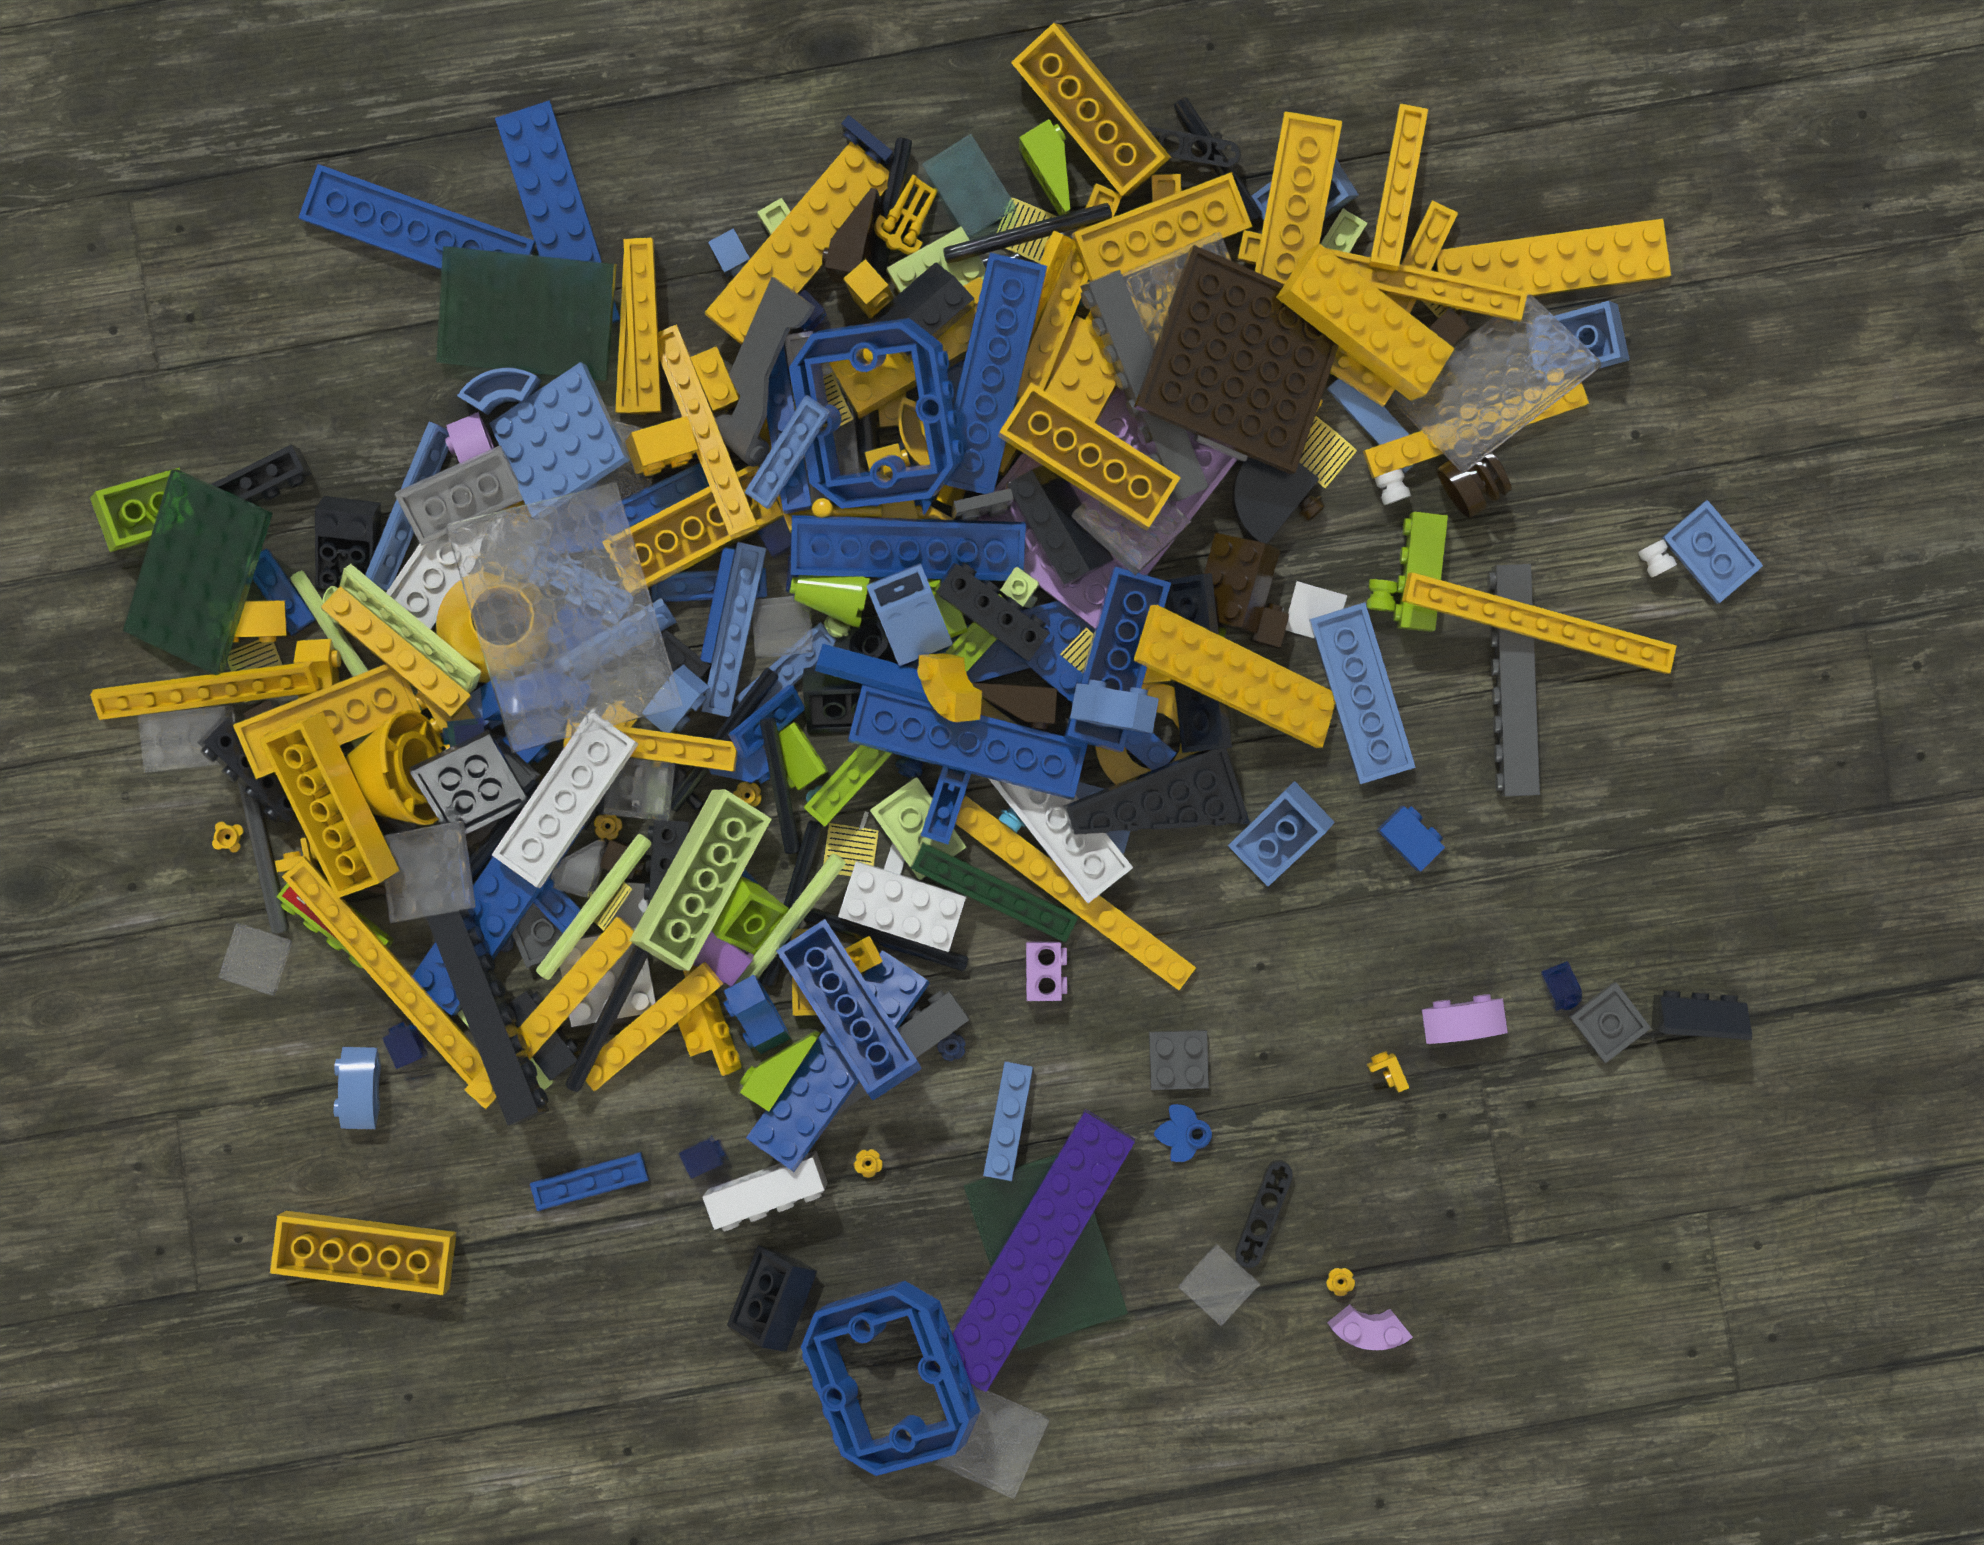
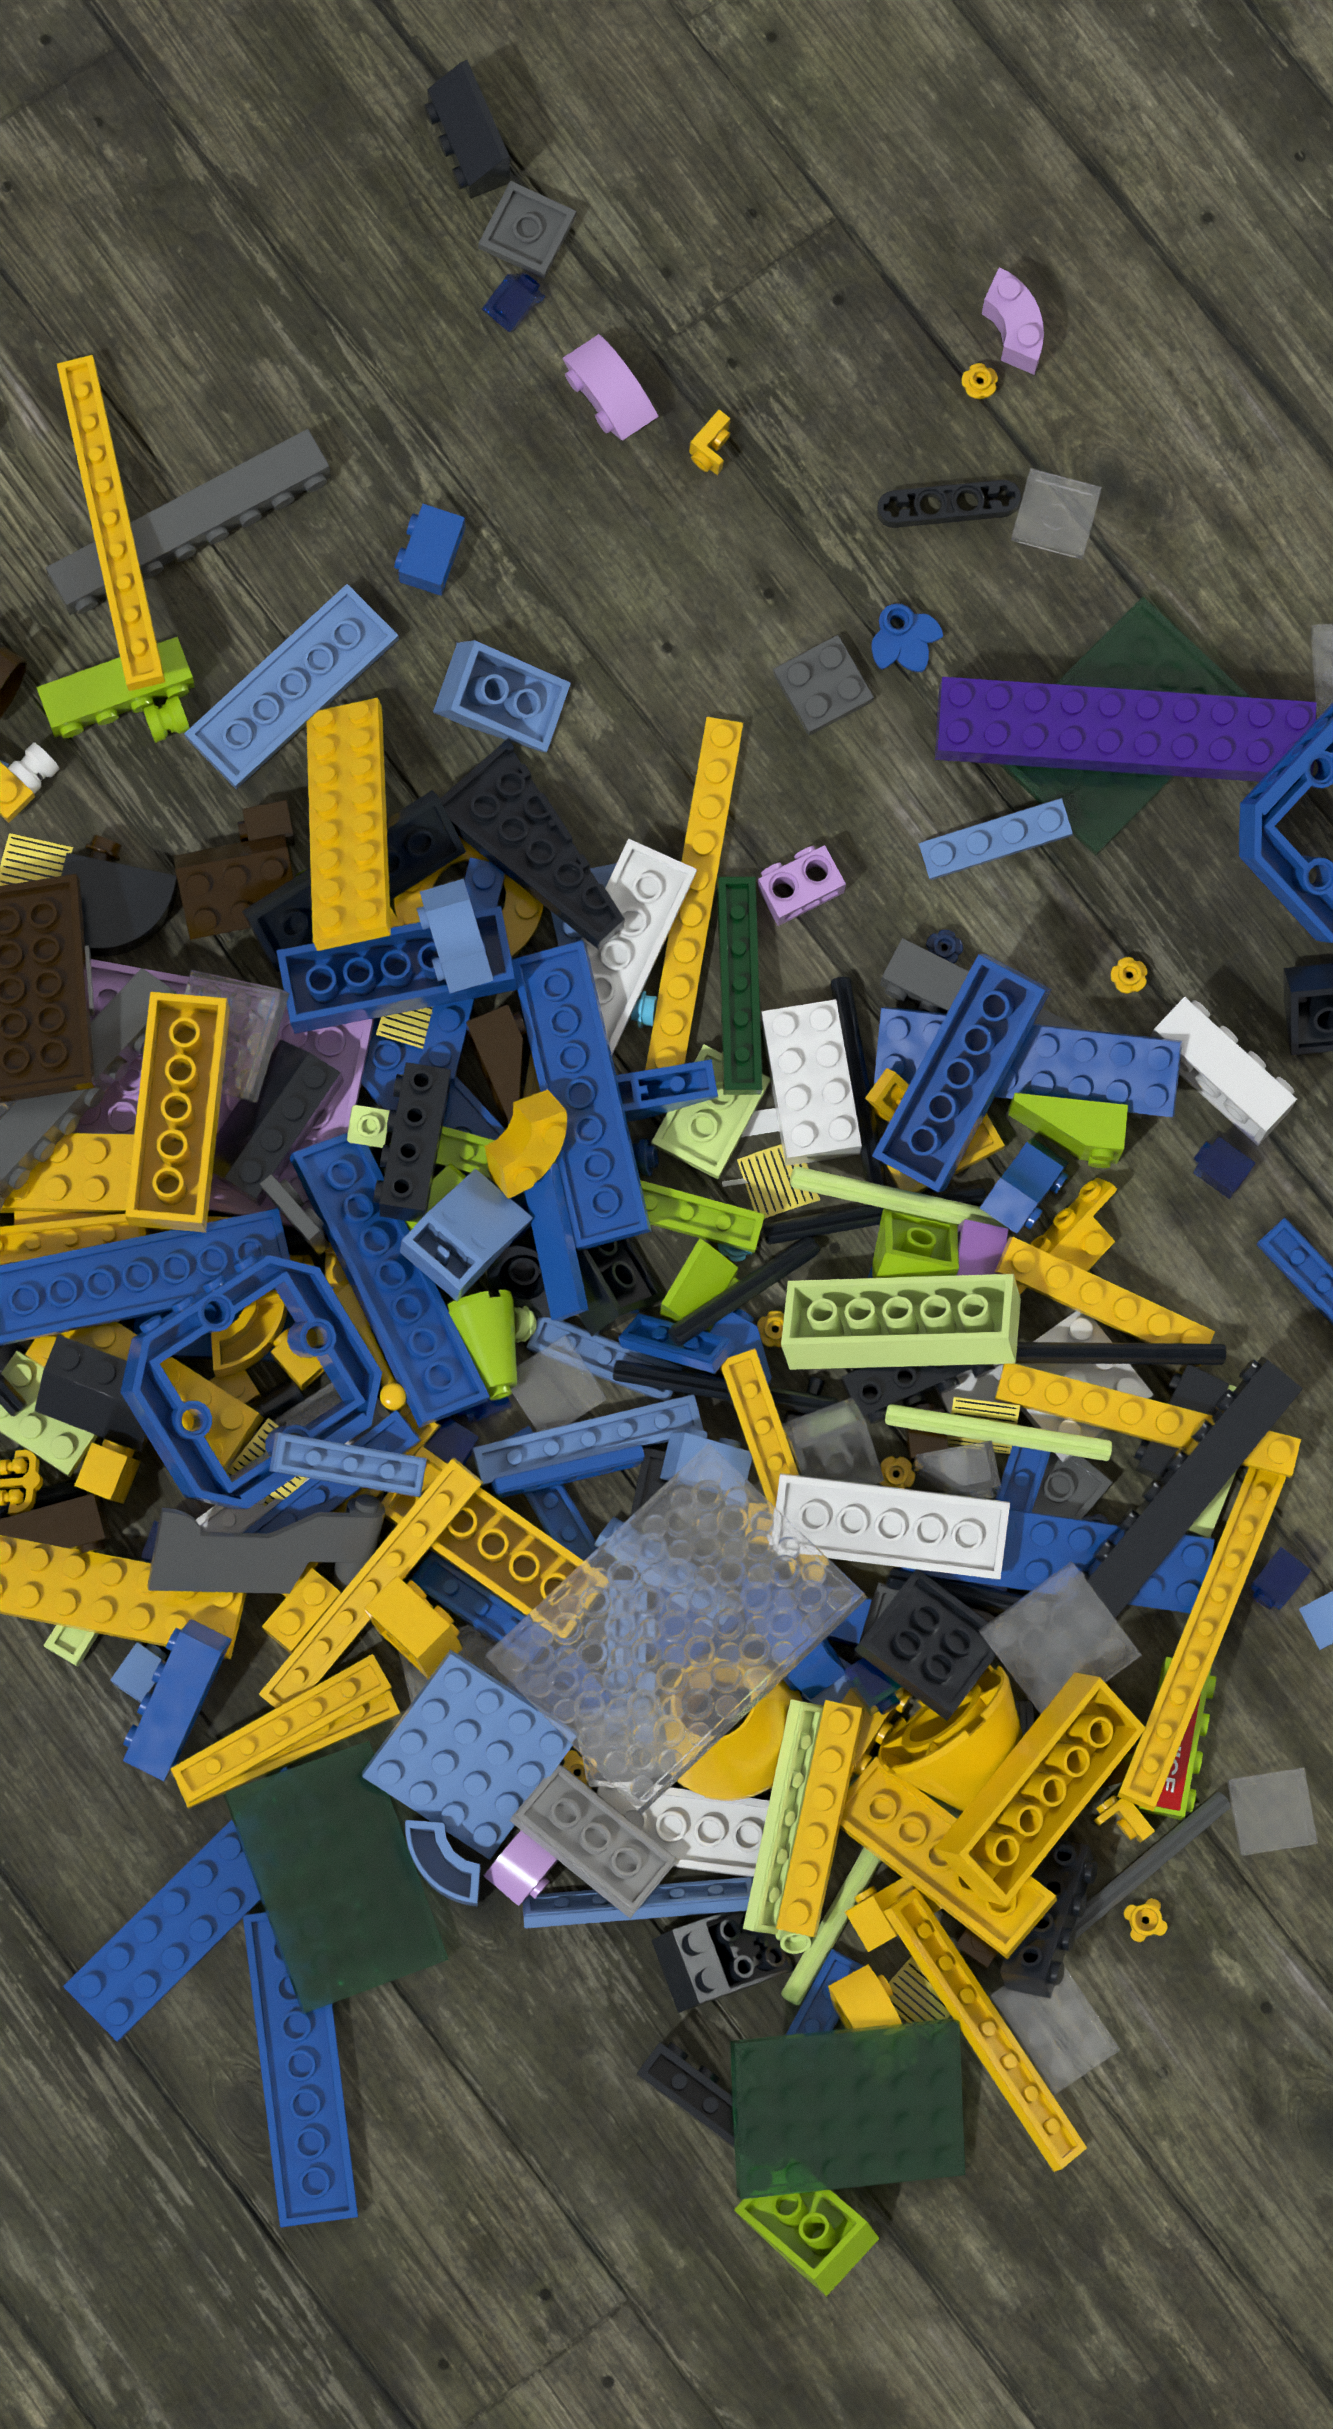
camera: 125 degrees left, 10 degrees down
(694, 263) = (176, 1700): none -> blue brick
(1310, 603) = (214, 796): white sticker -> none

